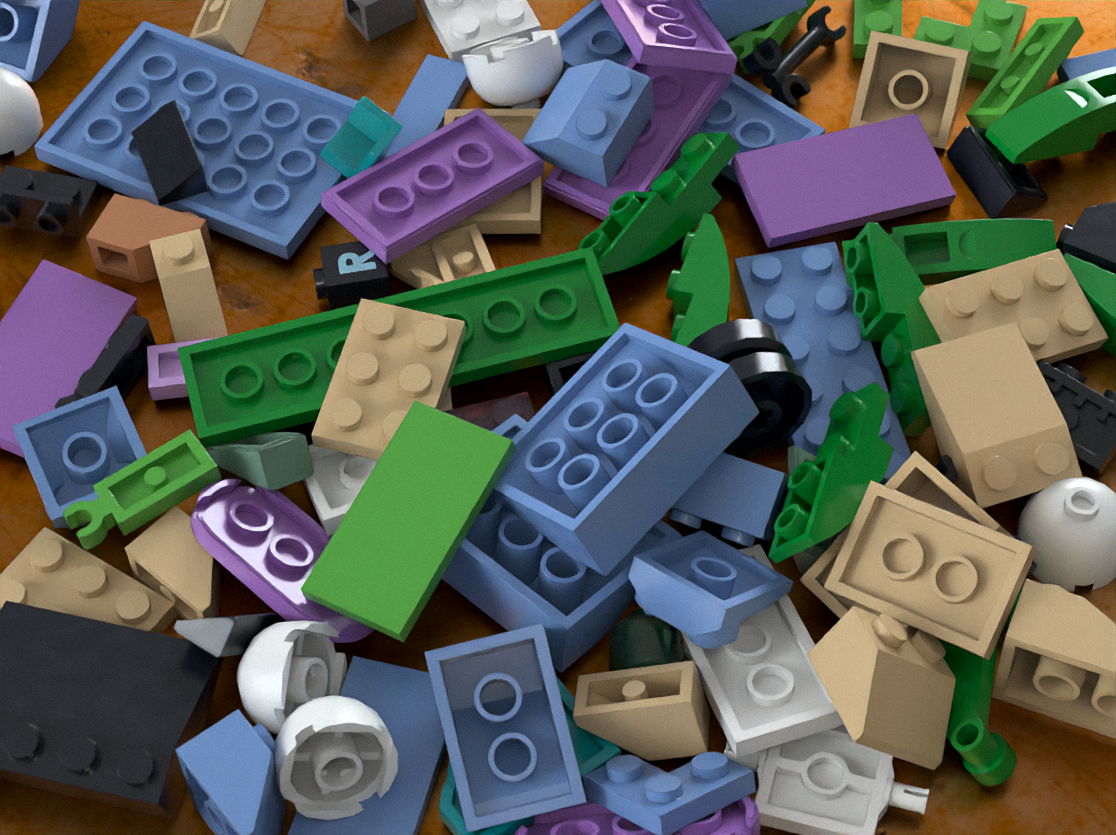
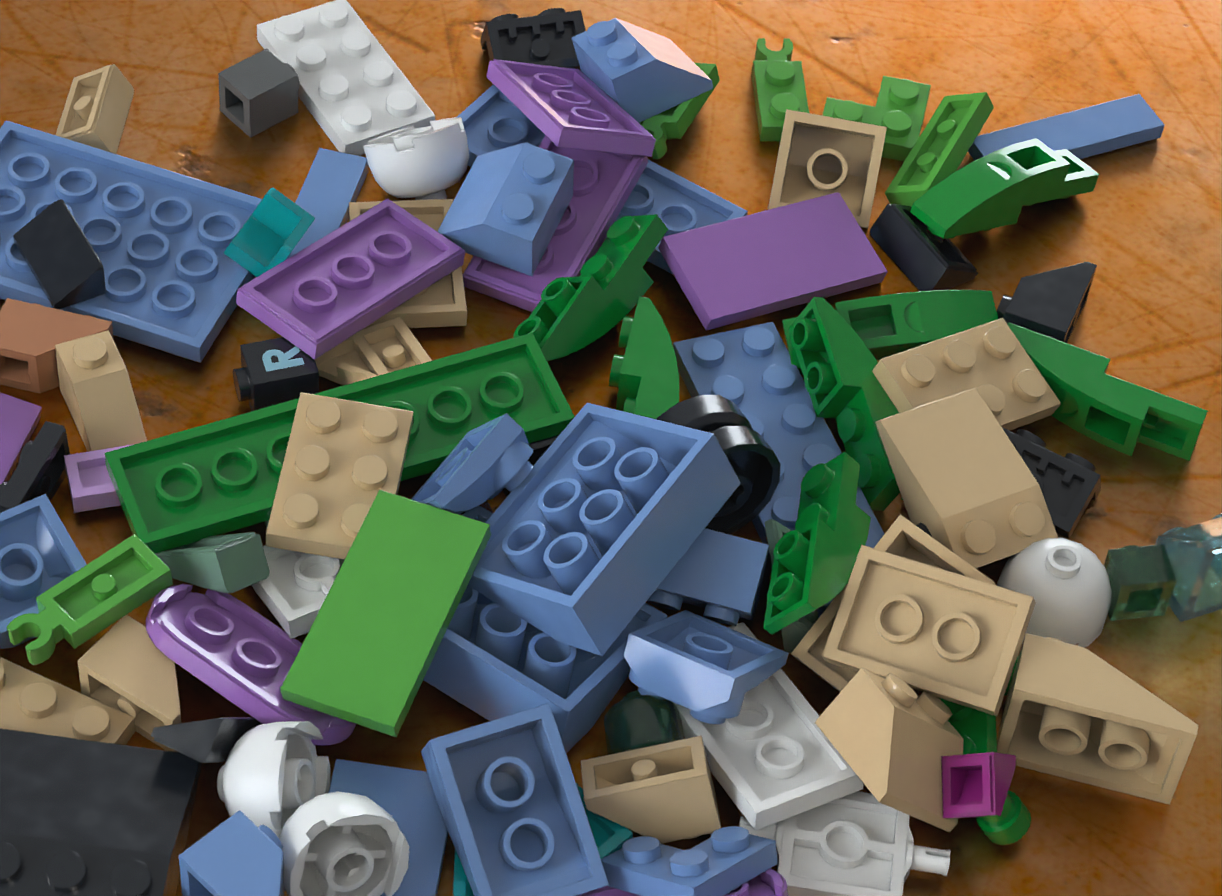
camera: 15 degrees left, 5 degrees down
(520, 380) = (479, 467): none -> medium blue slope
(778, 69) = (691, 152): black bar -> none
(959, 727) = (976, 784): none -> magenta slope

